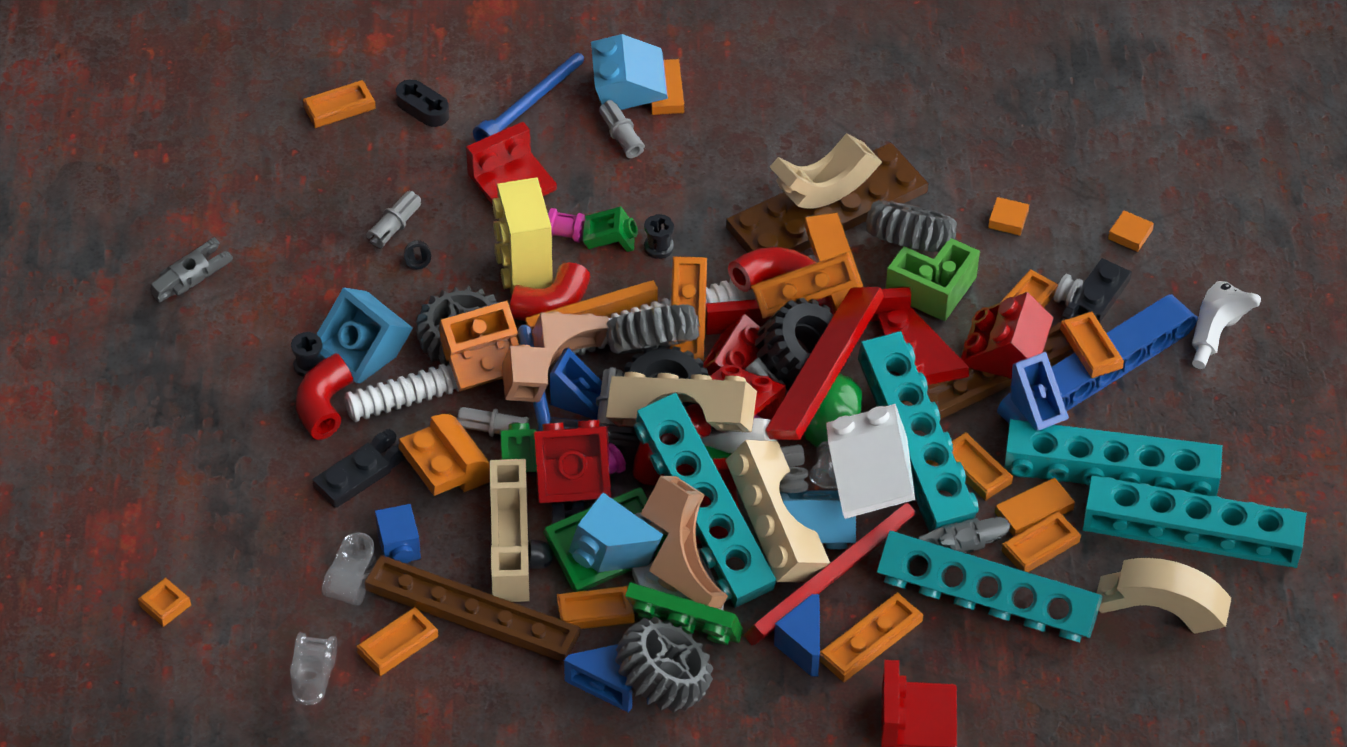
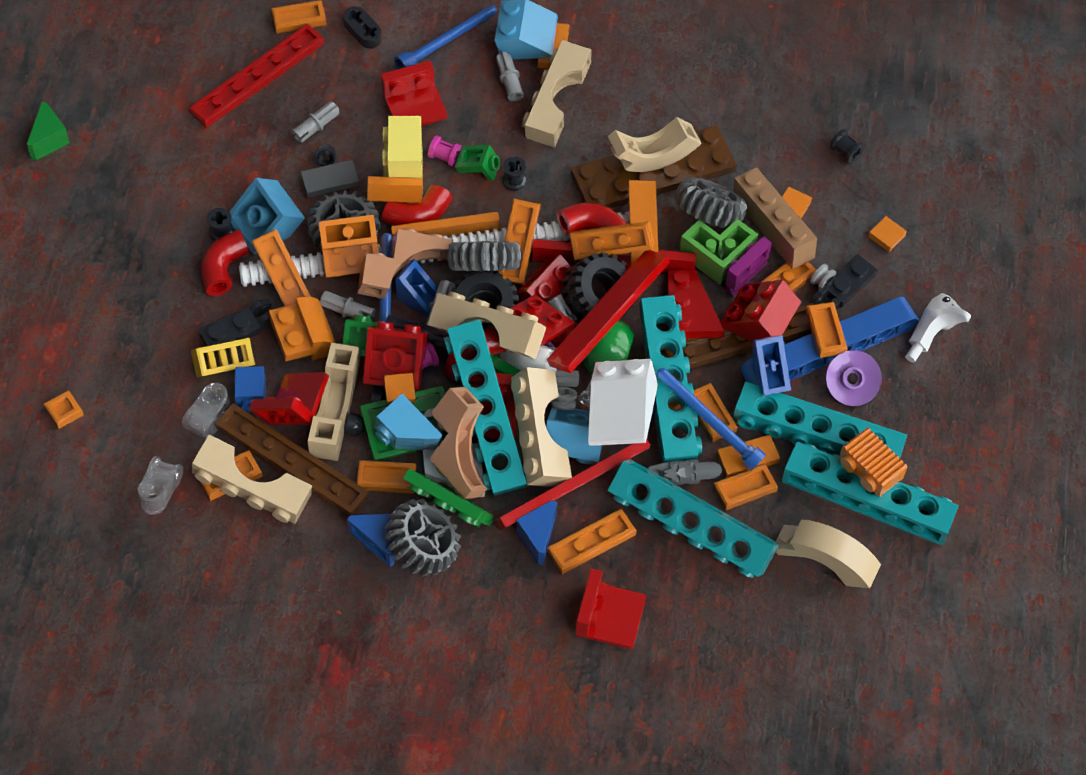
camera: 10 degrees right, 10 degrees up
(59, 285) = (47, 133): none -> green slope
(189, 271) = (139, 142): dark grey hinge -> none
(304, 179) = (256, 75): none -> red tile
(330, 512) = (199, 362): none -> yellow slope
(399, 387) = (280, 267): none -> orange tile
(429, 280) = (329, 178): none -> dark grey tile
(459, 537) = (295, 401): none -> red bracket
(470, 652) = (282, 497): none -> tan arch
(520, 272) = (394, 189): none -> orange tile
(585, 494) = (399, 384): none -> orange tile
(681, 167) = (567, 68): none -> tan arch
(974, 292) = (745, 268): none -> magenta plate
(995, 233) = (776, 218): none -> medium nougat brick
(1038, 501) = (749, 454): none -> blue piece
(1054, 140) = (846, 146): none -> black bush
(1149, 385) = (867, 378): none -> medium lavender dish
(1192, 480) = (872, 462): none -> orange brick

